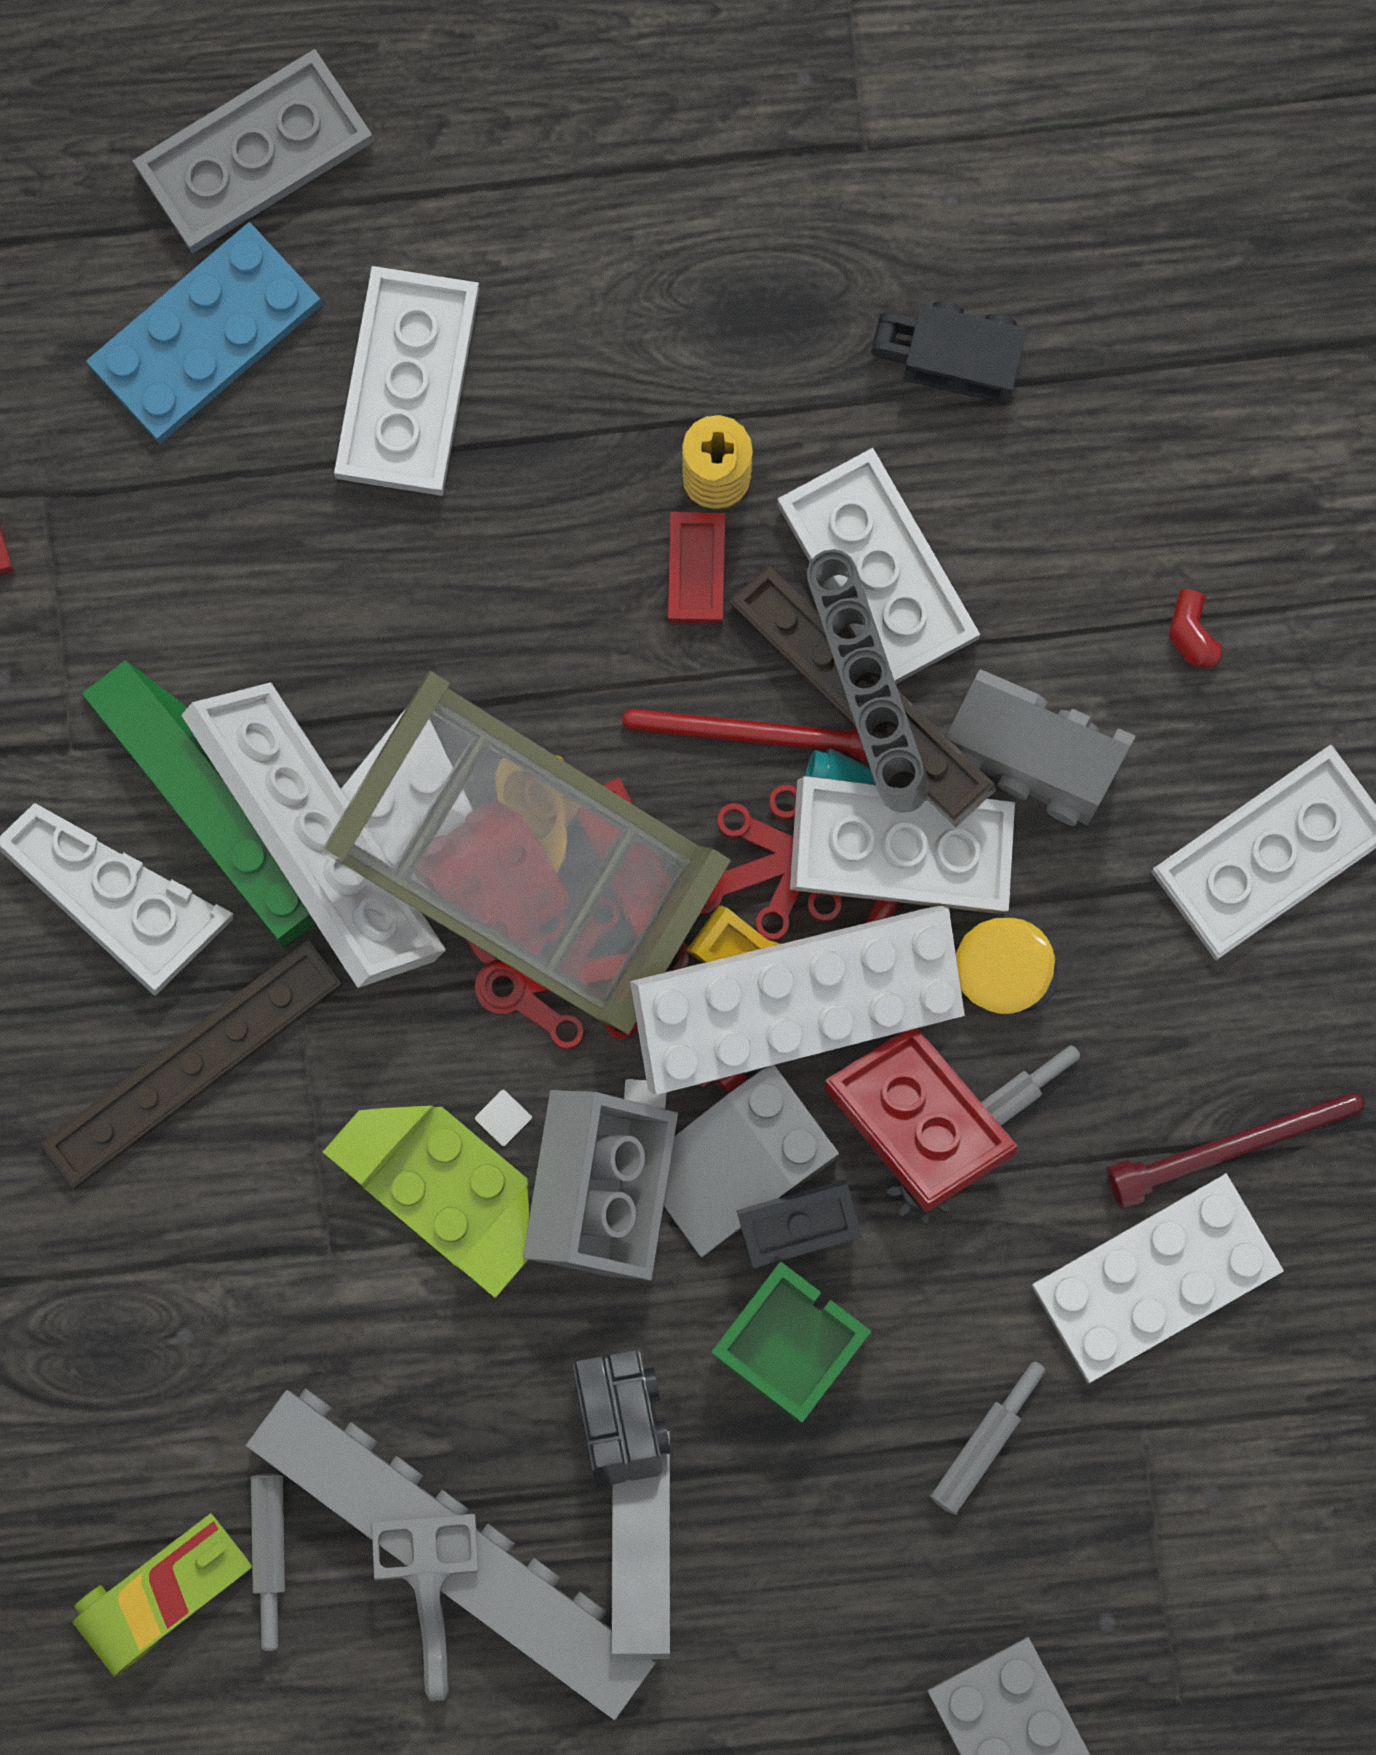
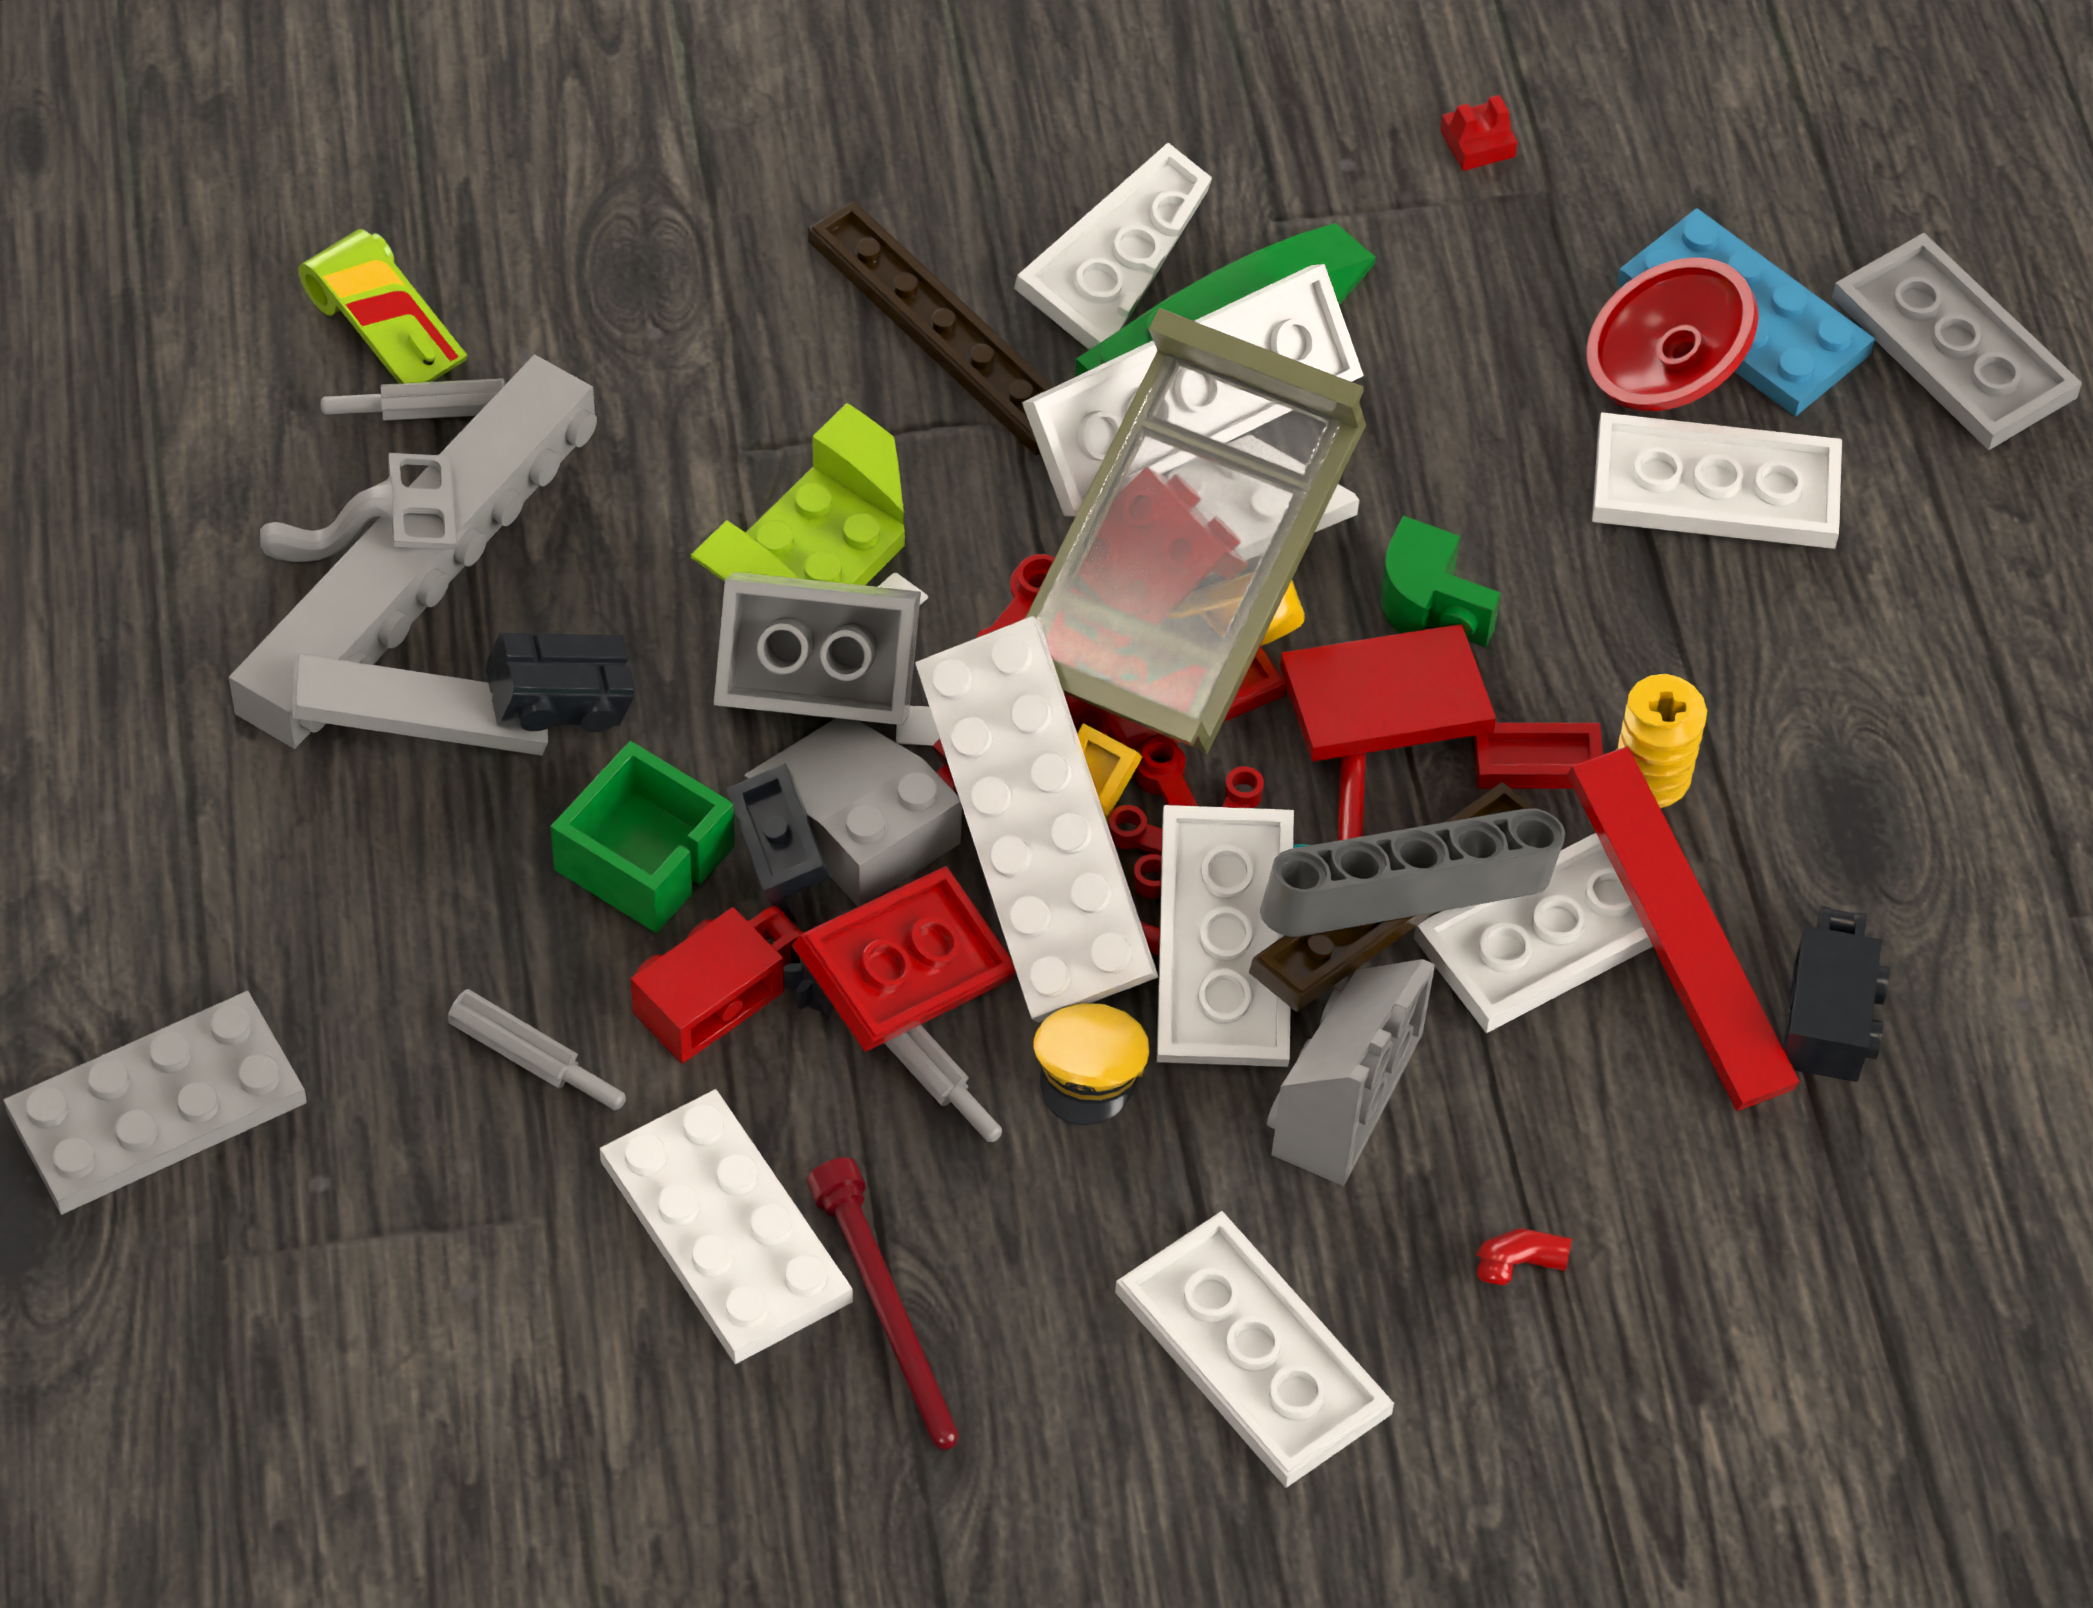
camera: 85 degrees right, 25 degrees down
(236, 427) = (1672, 334): none -> red dish
(519, 655) = (1421, 587): none -> green brick
(641, 690) = (1387, 692): none -> red tile
(896, 466) = (1683, 929): none -> red tile
(924, 1283) = (713, 979): none -> red brick

